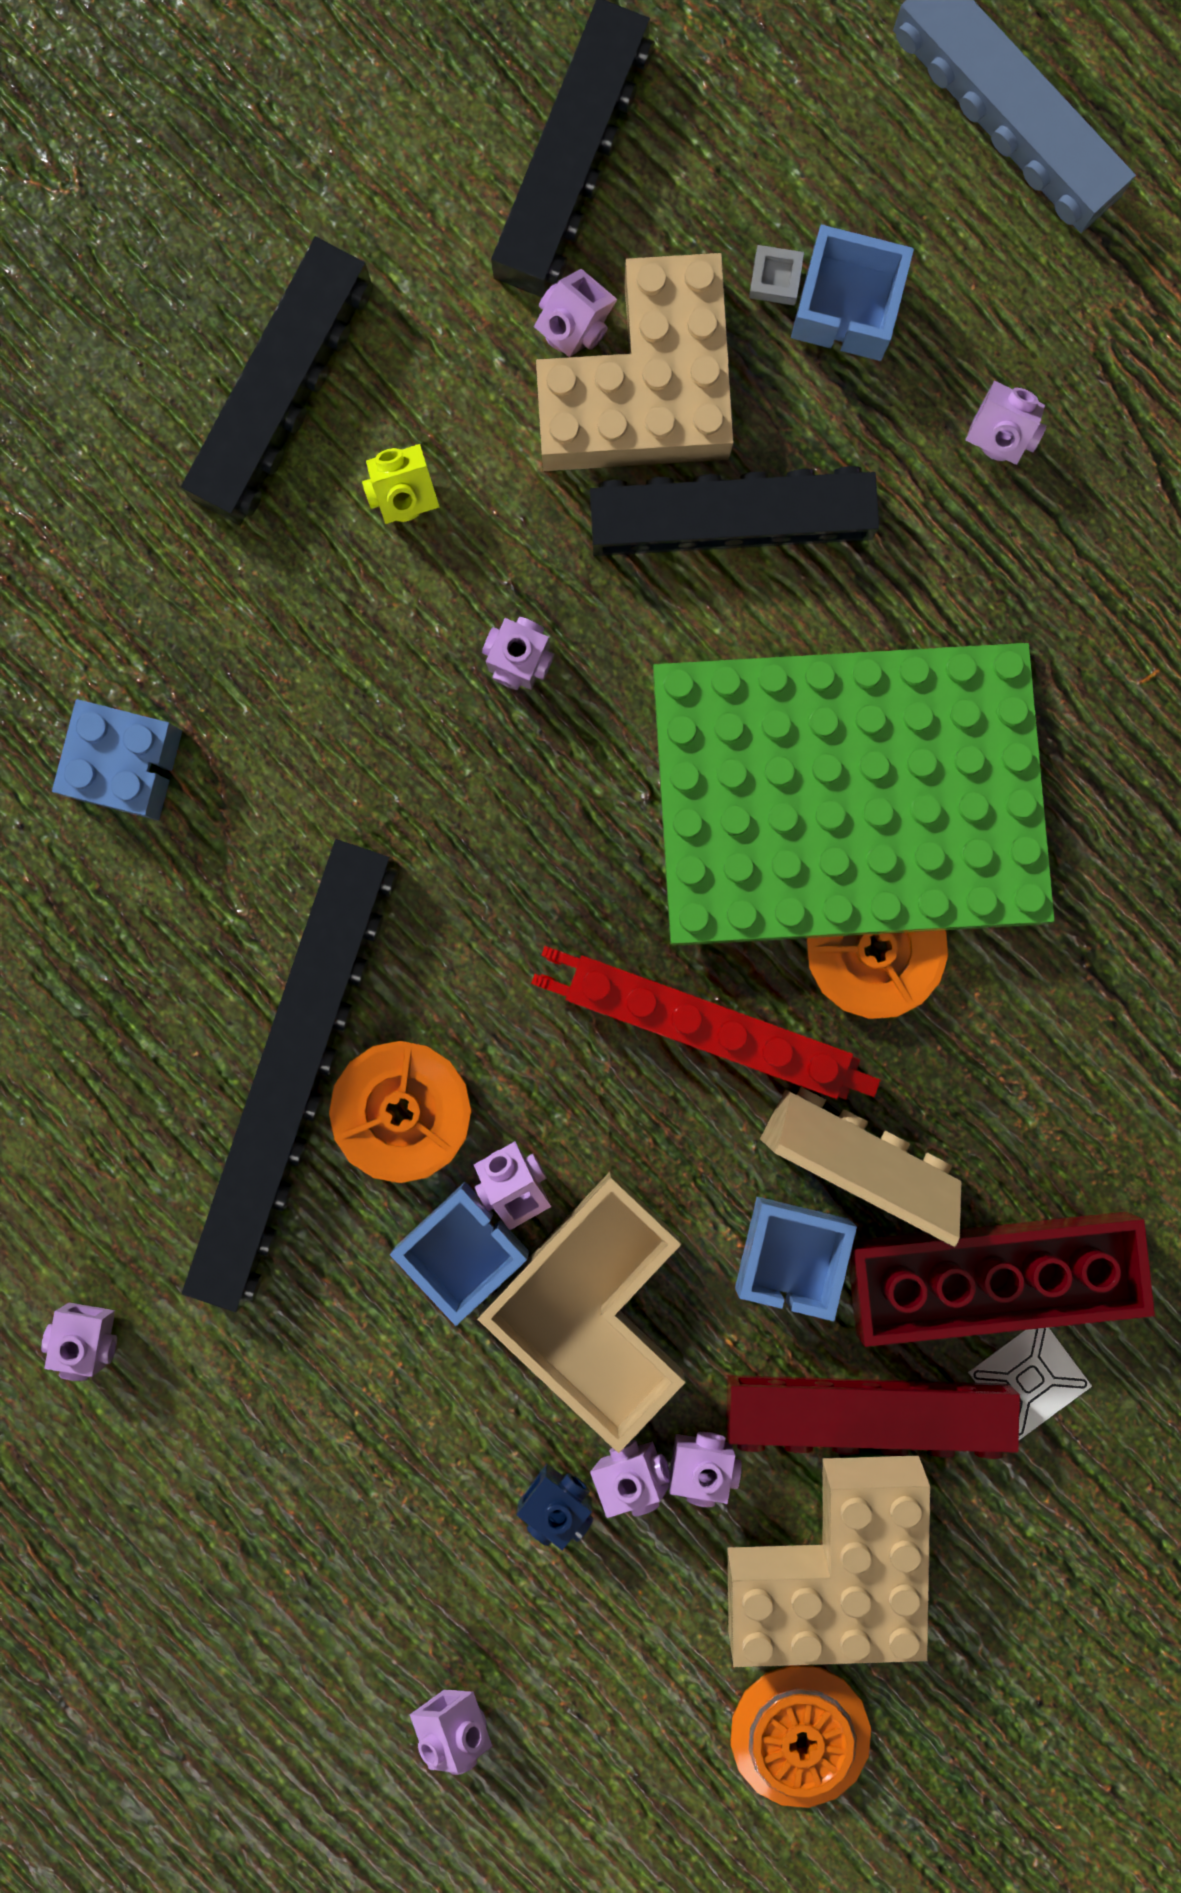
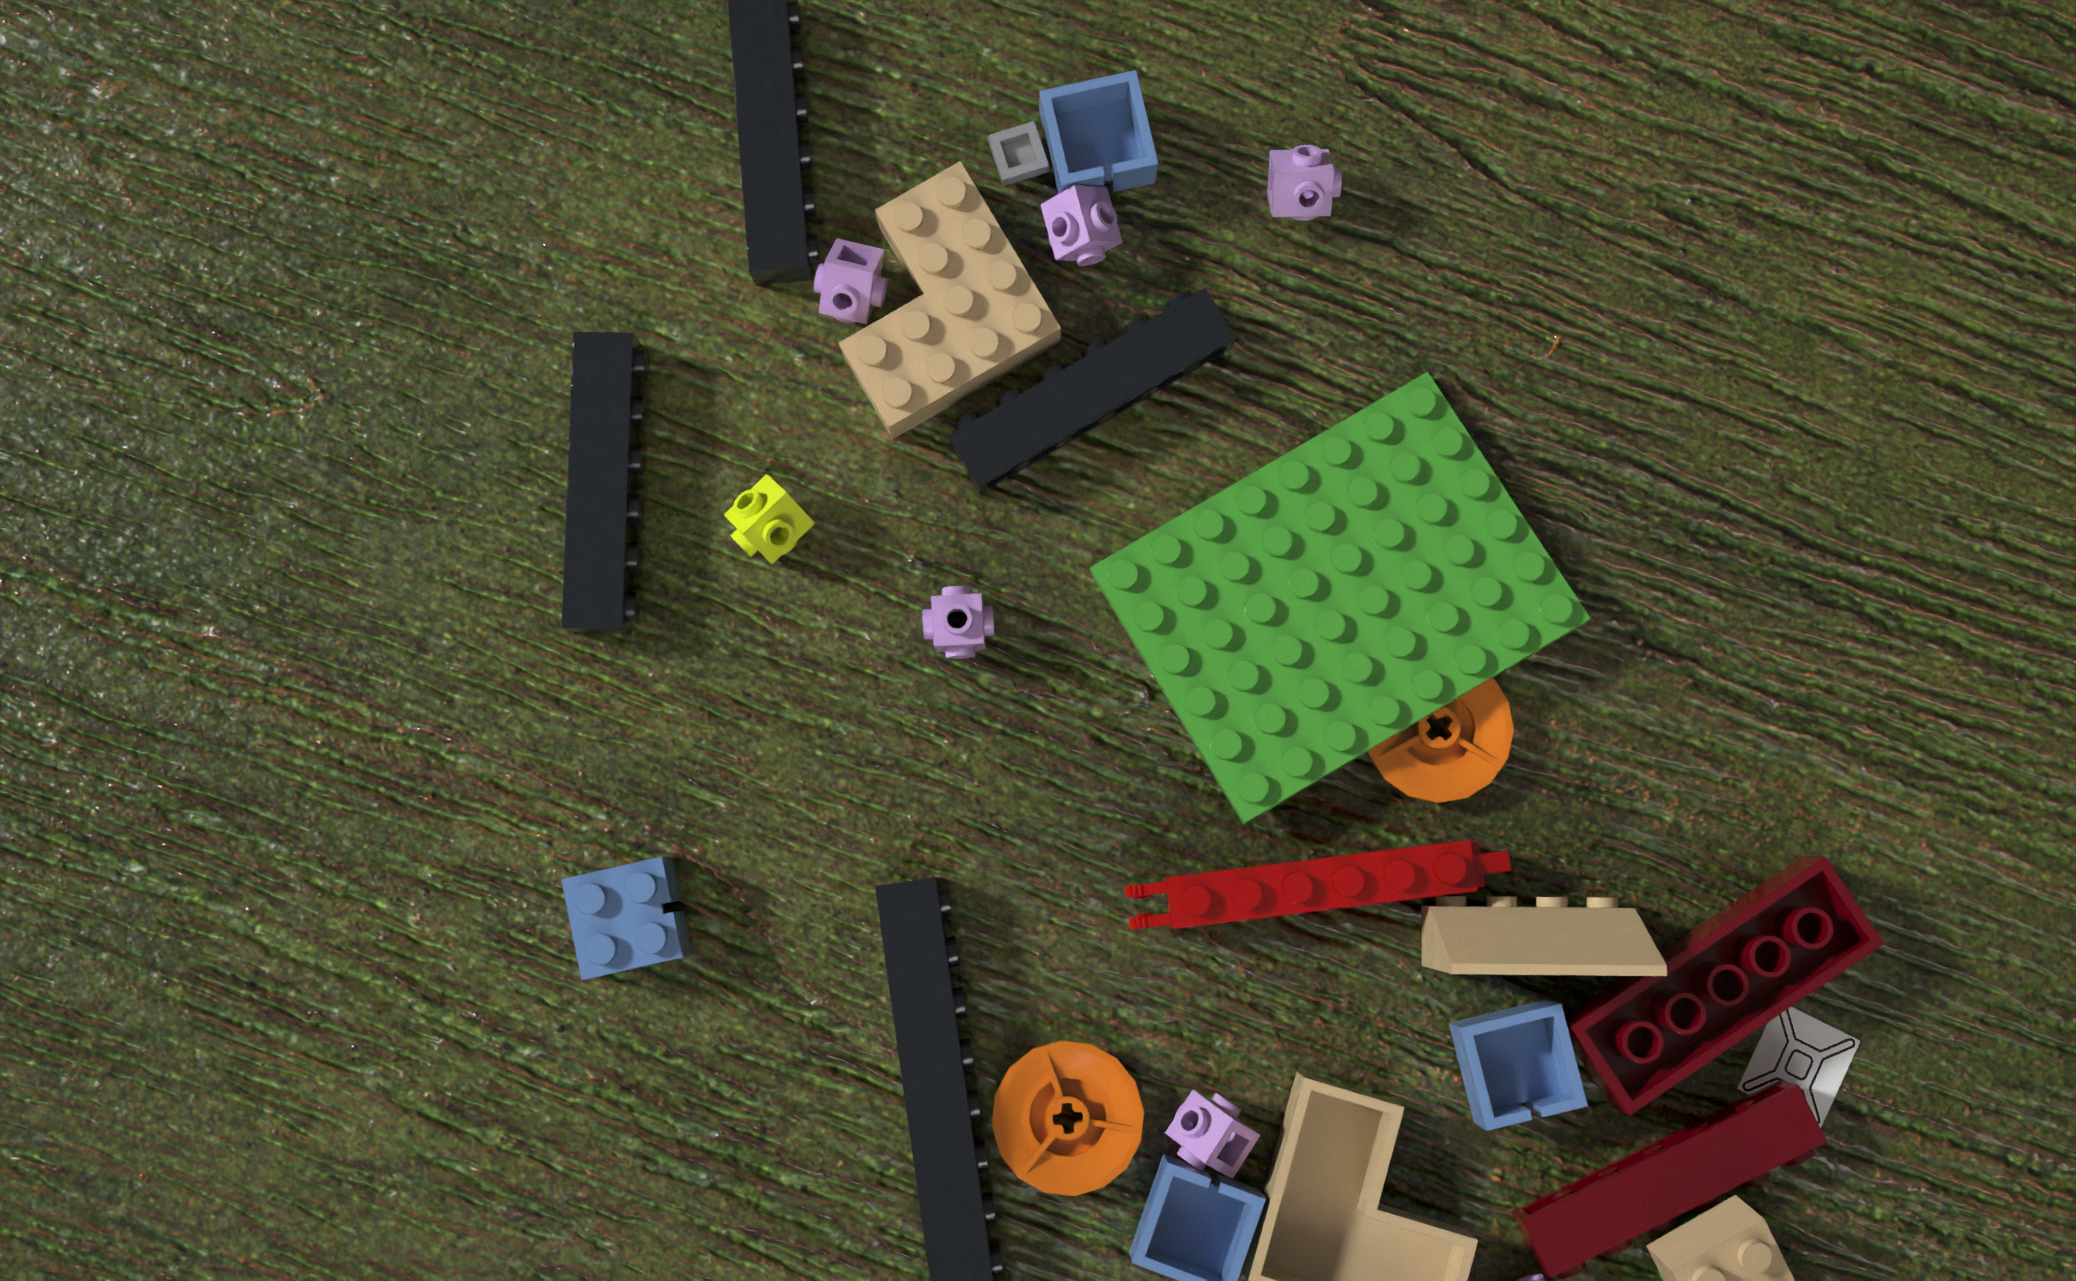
camera: 25 degrees left, 5 degrees down
(798, 363) = (1081, 224): none -> lavender brick

